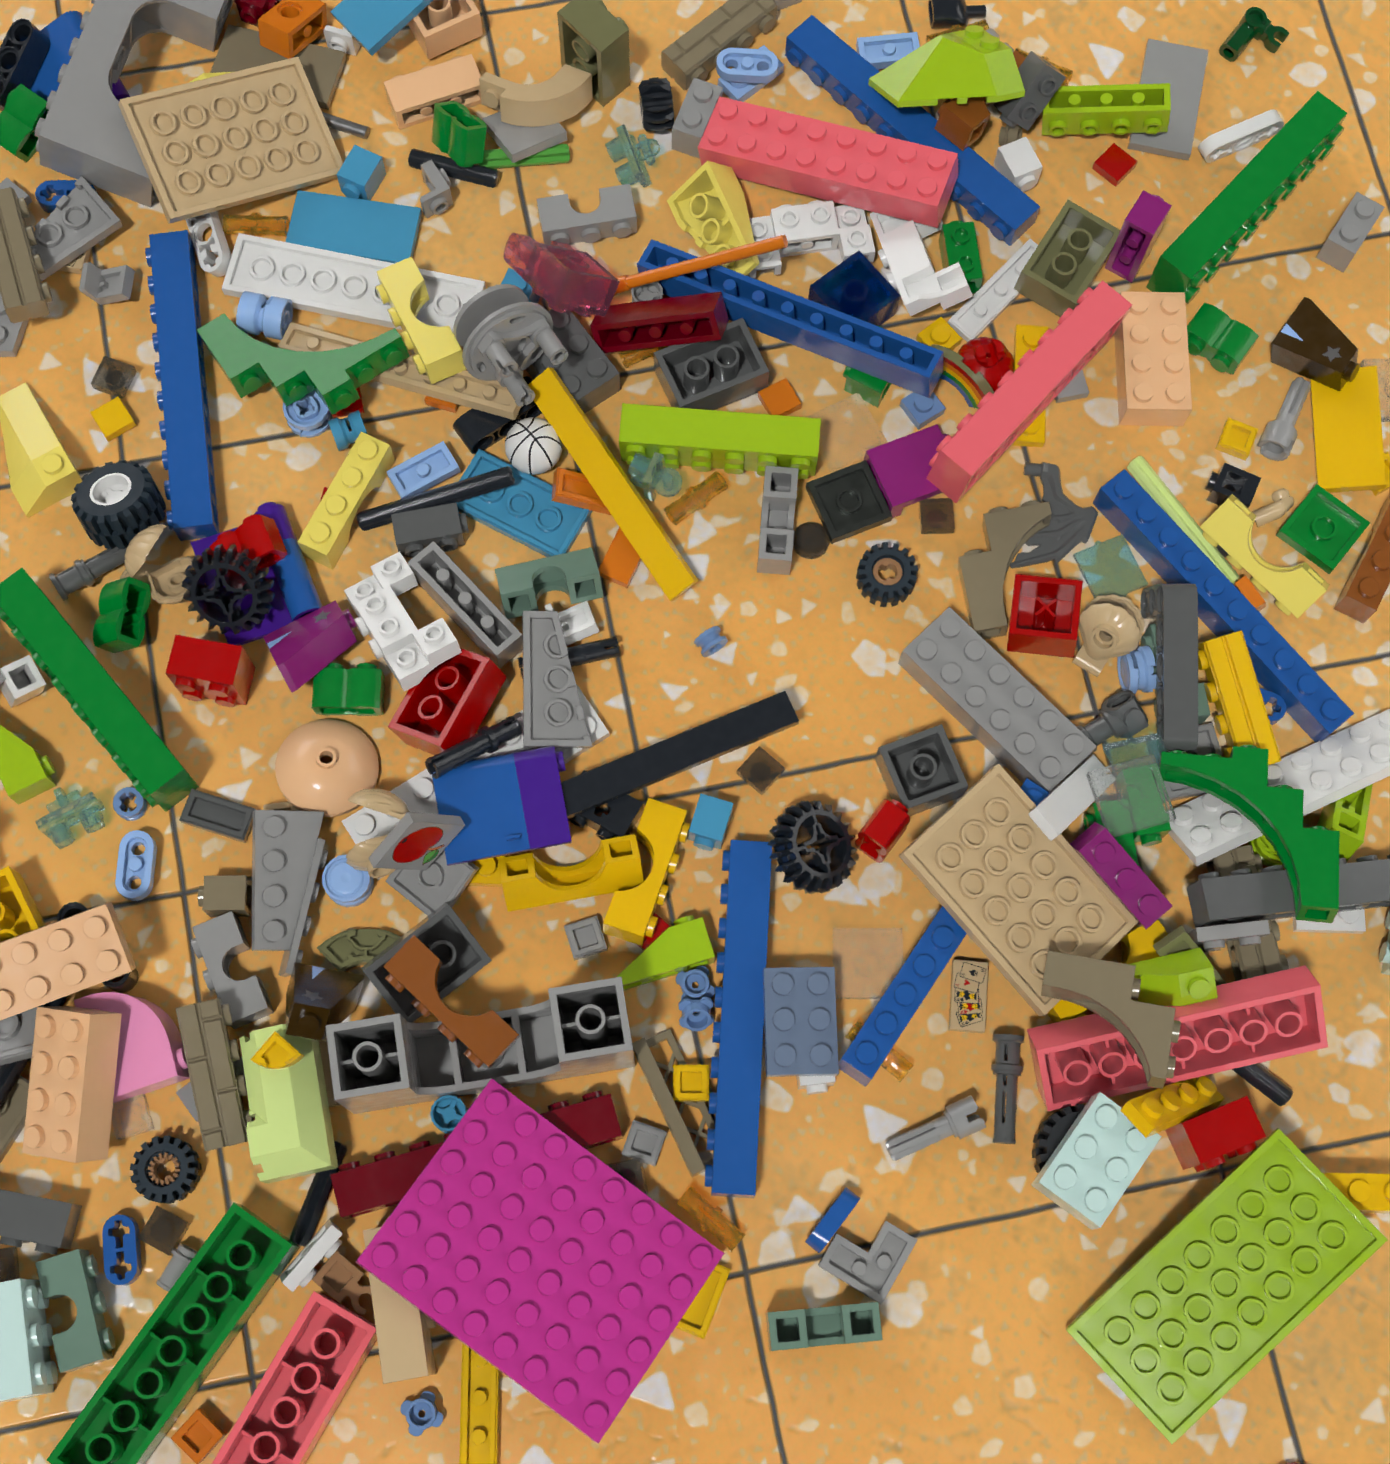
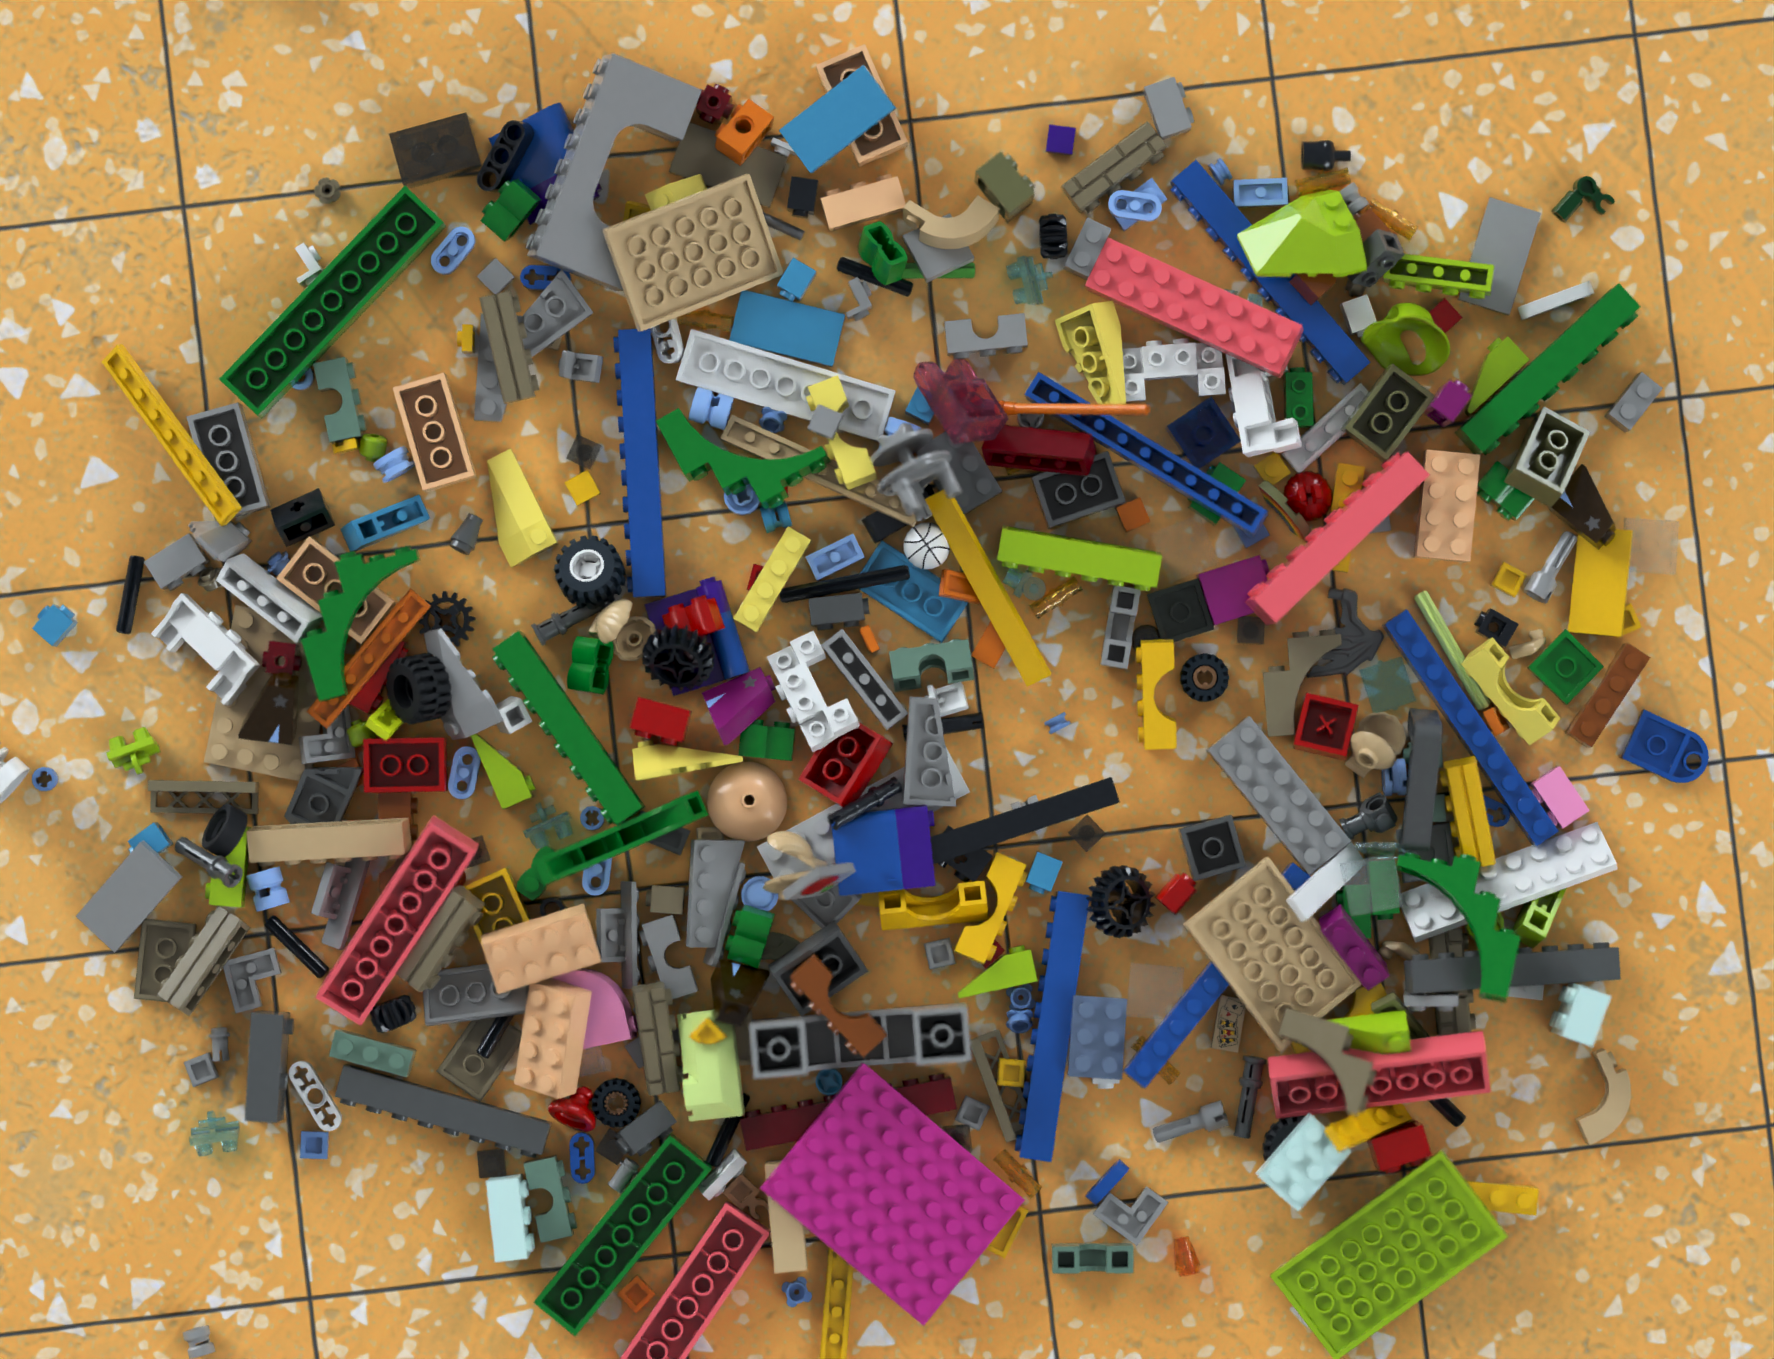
camera: 10 degrees right, 15 degrees up
(64, 868) = (530, 882): none -> green brick
(106, 1184) = (574, 1110): none -> red hair
(158, 819) = (621, 838): none -> green arch
(163, 947) = (618, 934): none -> light grey bracket
(202, 1200) = (644, 1129): none -> dark grey brick
(218, 724) = (666, 760): none -> light yellow wedge
(334, 929) = (750, 935): none -> green brick
(347, 319) = (772, 420): none -> medium blue plate
(364, 88) = (802, 196): none -> black brick
(397, 301) = (825, 422): none -> light grey tile
(470, 560) = (869, 639): none -> orange tile
(656, 17) = (1060, 139): none -> dark purple tile
(837, 636) = (1155, 660): none -> yellow arch
(842, 29) = (1220, 171): none -> medium blue bush
(949, 1315) = (1185, 1257): none -> clear orange cone
(1080, 158) = (1385, 344): none -> lime piece
(1171, 880) = (1399, 948): none -> tan arm
(1188, 201) = (1498, 366): none -> lime slope
(1264, 289) = (1547, 456): none -> olive brick
(1347, 676) = (1559, 797): none -> bright pink brick

